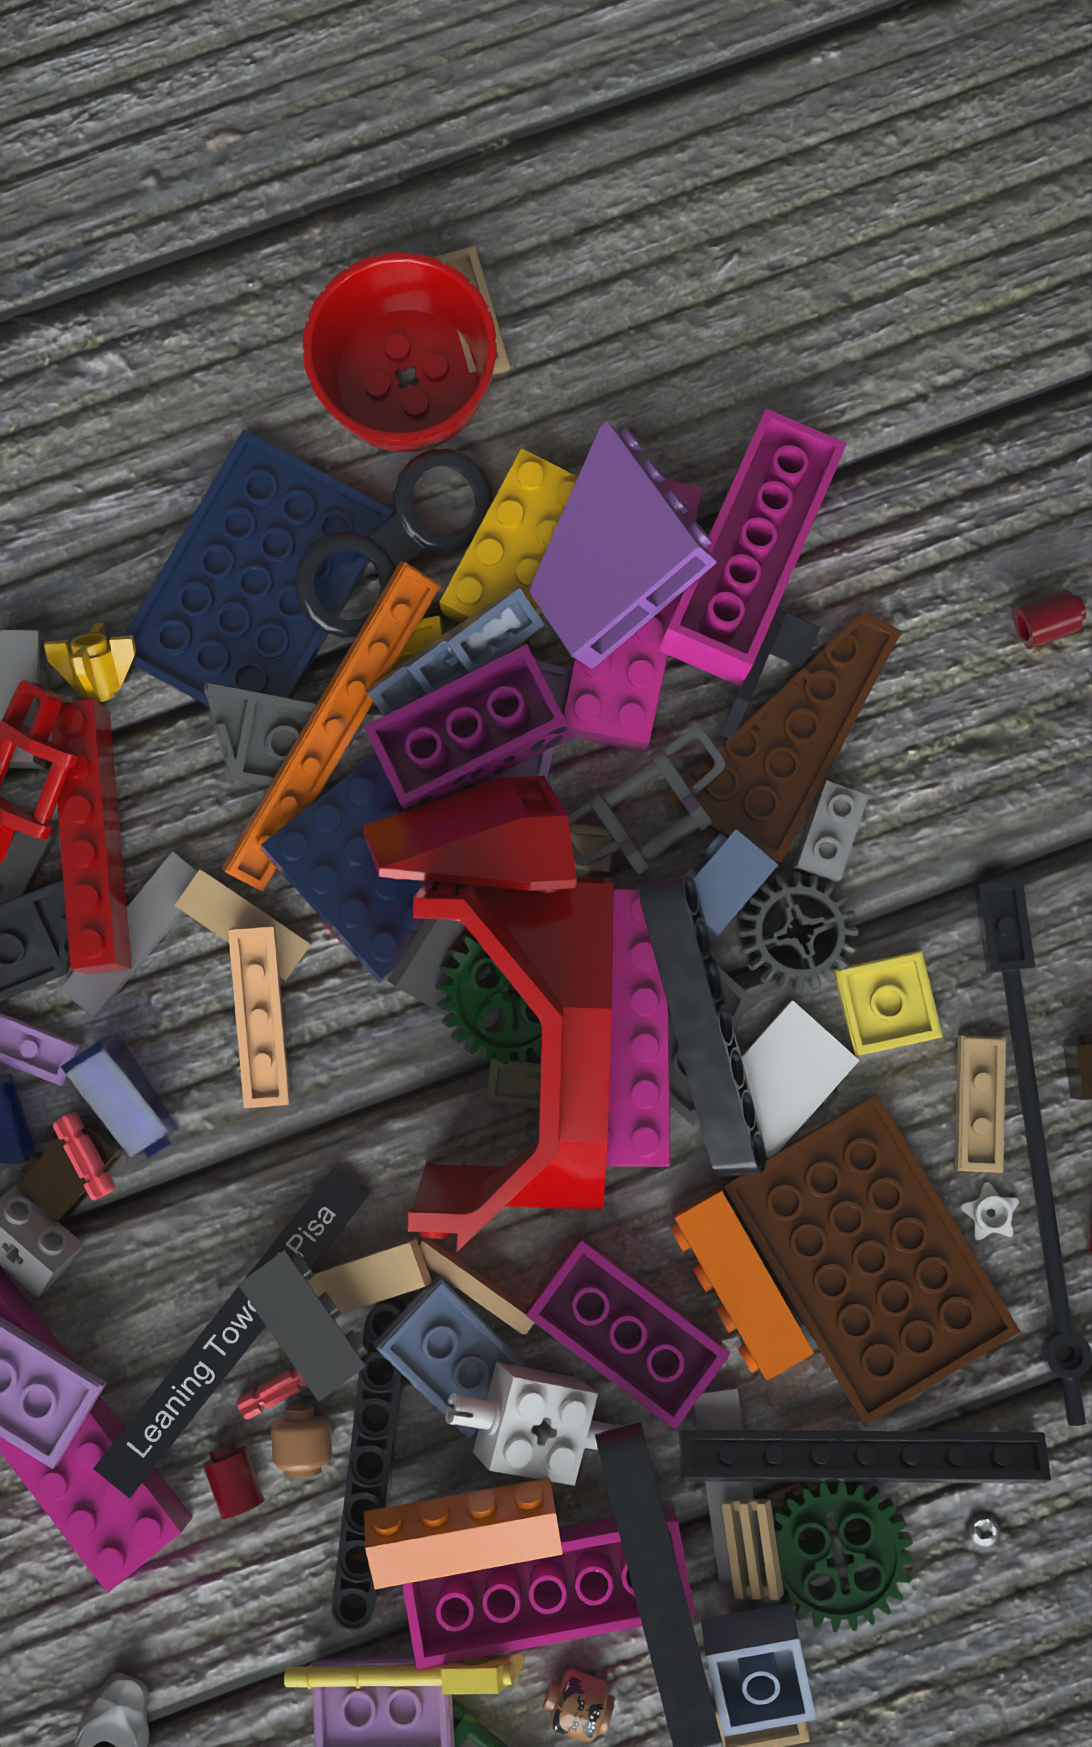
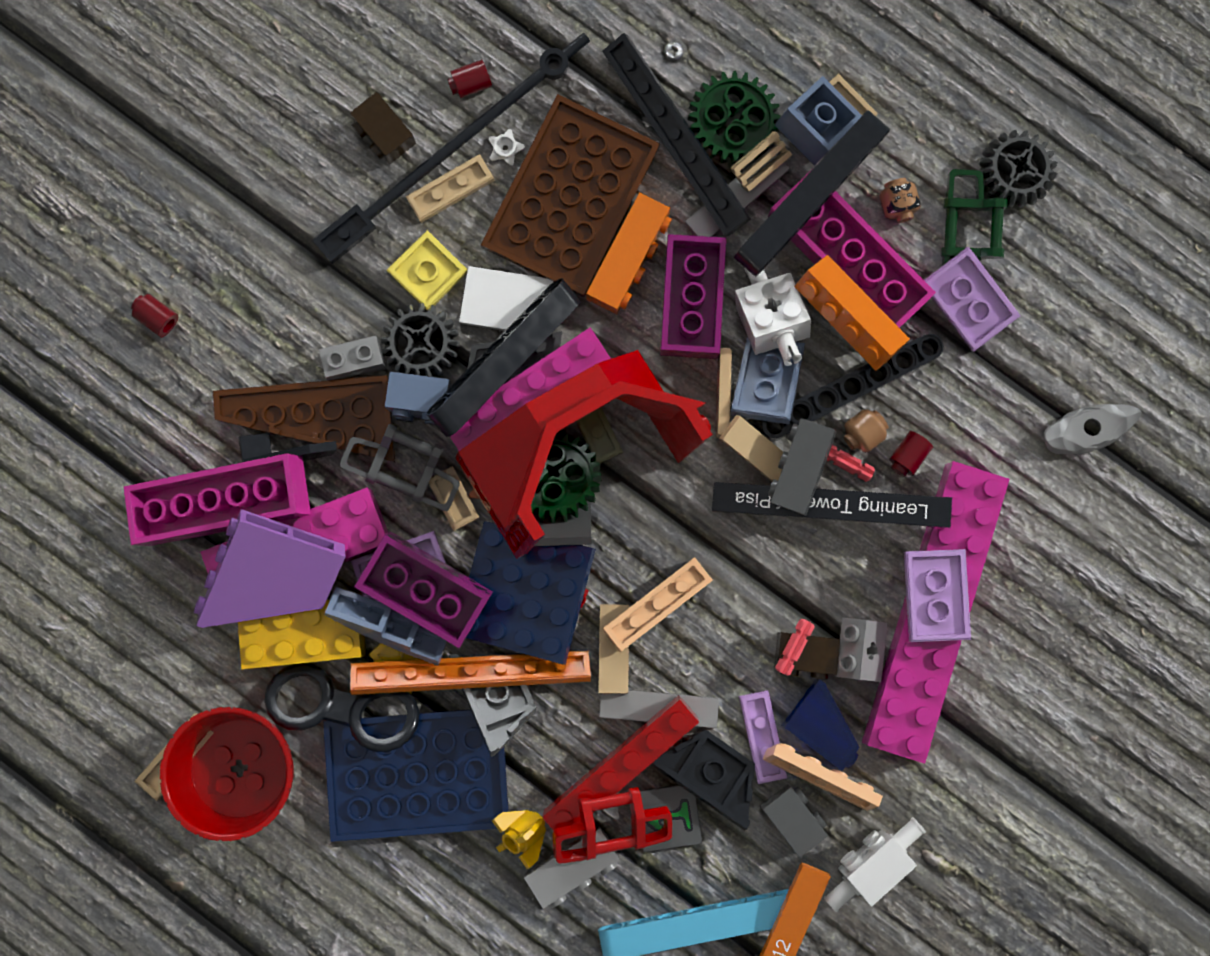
camera: 130 degrees left, 0 degrees up
(122, 1097) = (751, 648): clear blue slope -> none
(470, 1676) = (920, 262): light yellow piece -> none
(486, 836) = (477, 540): red wedge -> none

